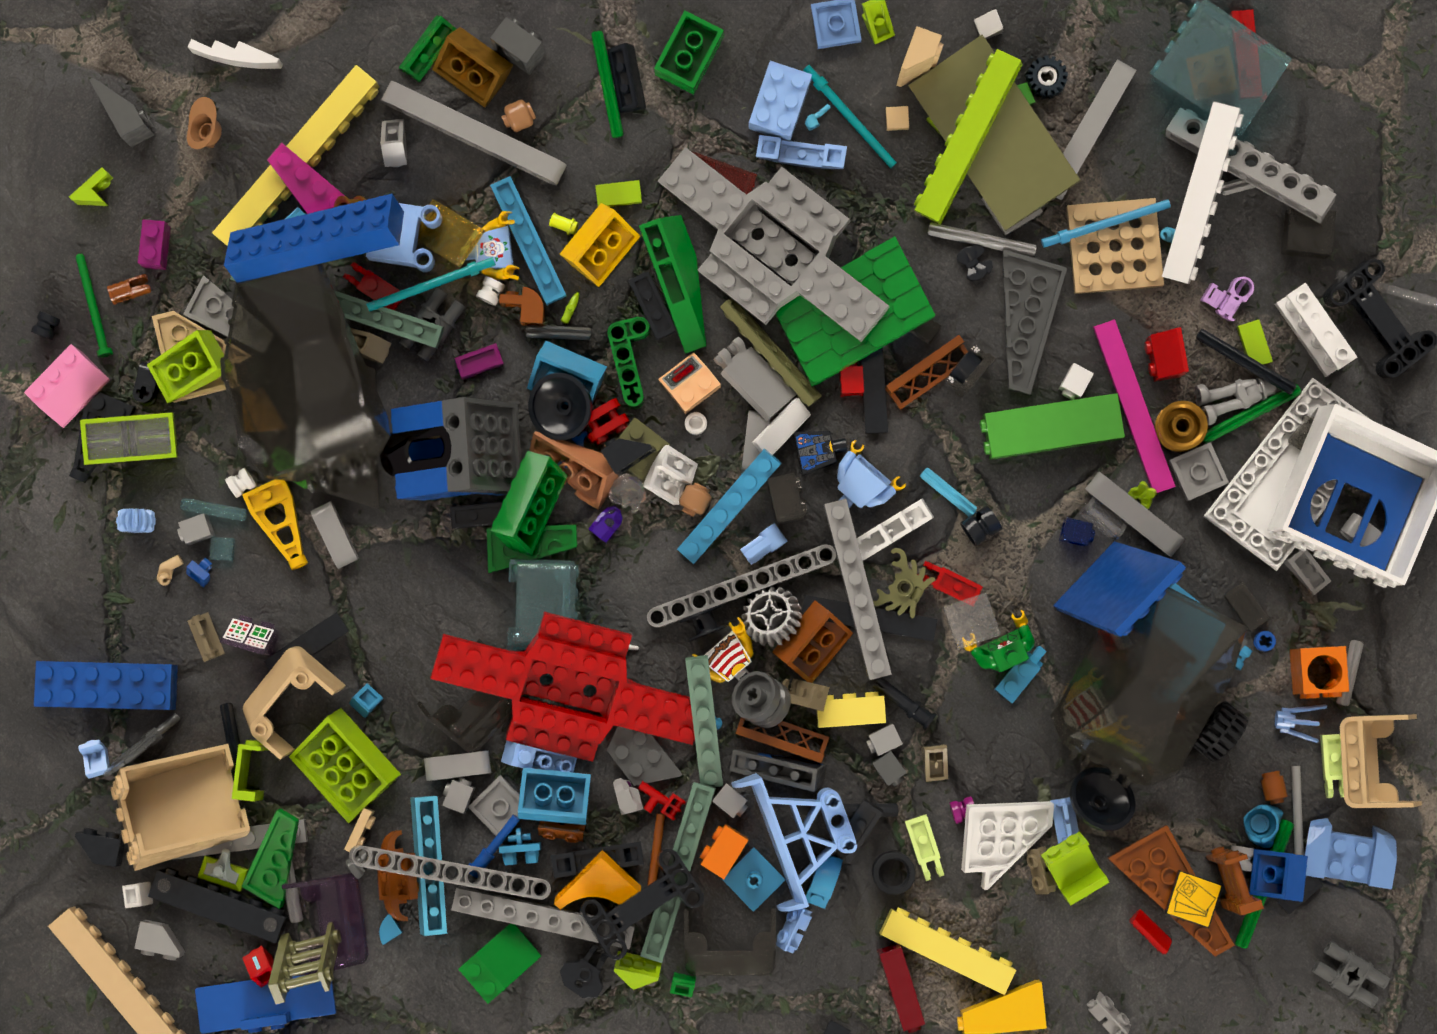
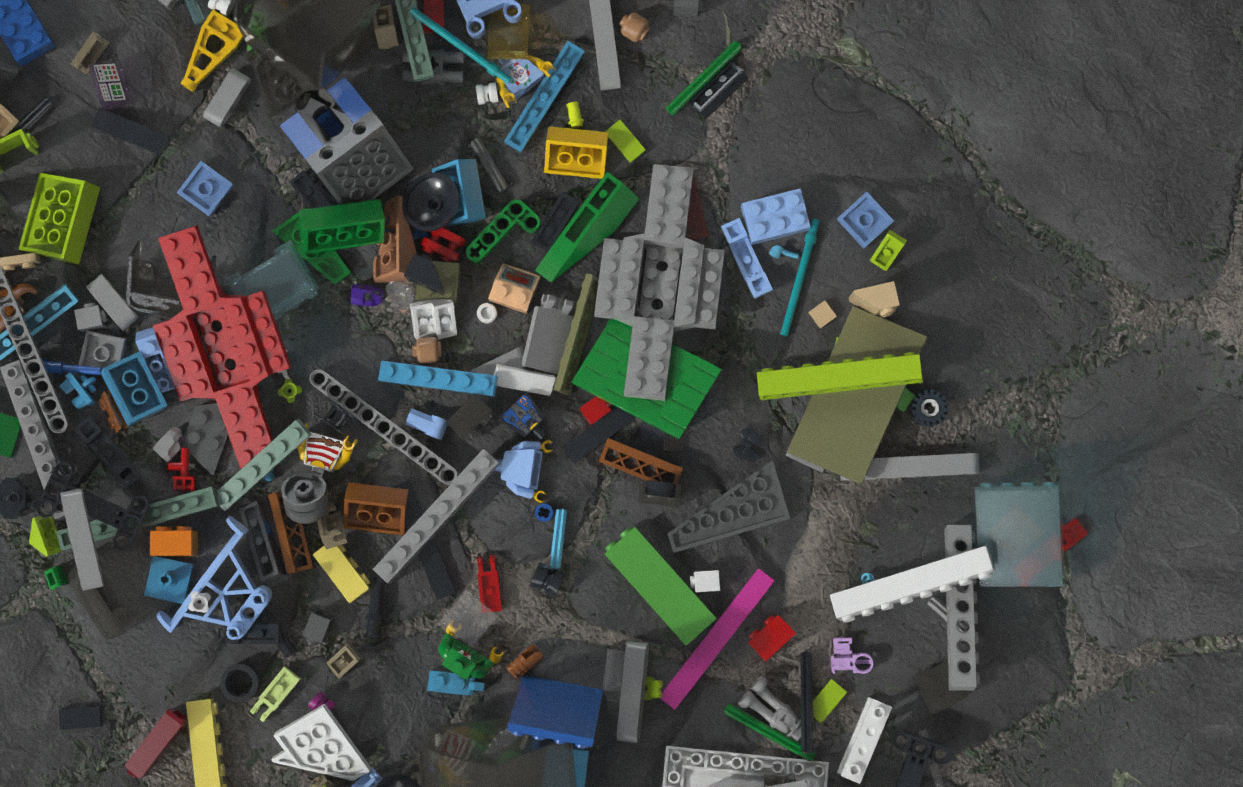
camera: 55 degrees right, 0 degrees up
(199, 572) = (135, 16): blue tile -> none
(222, 549) = (163, 21): clear light blue tile -> none
(293, 667) = (105, 133): tan windscreen -> none
(365, 700) = (118, 202): dark azure slope -> none
(407, 610) = (205, 188): none -> medium blue plate
(479, 361) = (428, 120): magenta tile -> none
(530, 303) = (496, 130): dark orange brick -> none
(570, 308) = (513, 162): lime helmet -> none
(600, 879) = (93, 463): light orange arch -> none
(651, 646) = (283, 391): none -> lime plate
(656, 847) = (146, 491): dark orange bar -> none
(668, 933) = (82, 539): none -> light grey beam
(689, 52) = (767, 123): green brick -> none
(730, 801) = (215, 524): light grey brick -> none
(763, 608) = (377, 458): light grey gear -> none
(788, 938) = (141, 634): light blue hinge -> none
(805, 860) = (195, 606): none -> white plate
(824, 882) = (199, 633): dark azure brick -> none
(883, 740) = (336, 610): light grey brick -> none
(893, 529) = (502, 514): white slope -> none
(906, 588) = (462, 553): olive animal -> none
(911, 484) = (545, 506): none -> blue bush
(981, 239) = (770, 439): light grey axle -> none
(989, 24) = (941, 337): white slope -> none
(1043, 596) = (524, 662): none -> dark orange hinge
(1064, 236) = (812, 500): dark azure bar -> none
(1077, 532) = (590, 656): clear blue brick -> none
(1108, 280) = (846, 546): tan piece -> none
(1195, 423) = (733, 693): pearl gold wheel -> none
(1198, 471) = (697, 720): light grey plate -> none

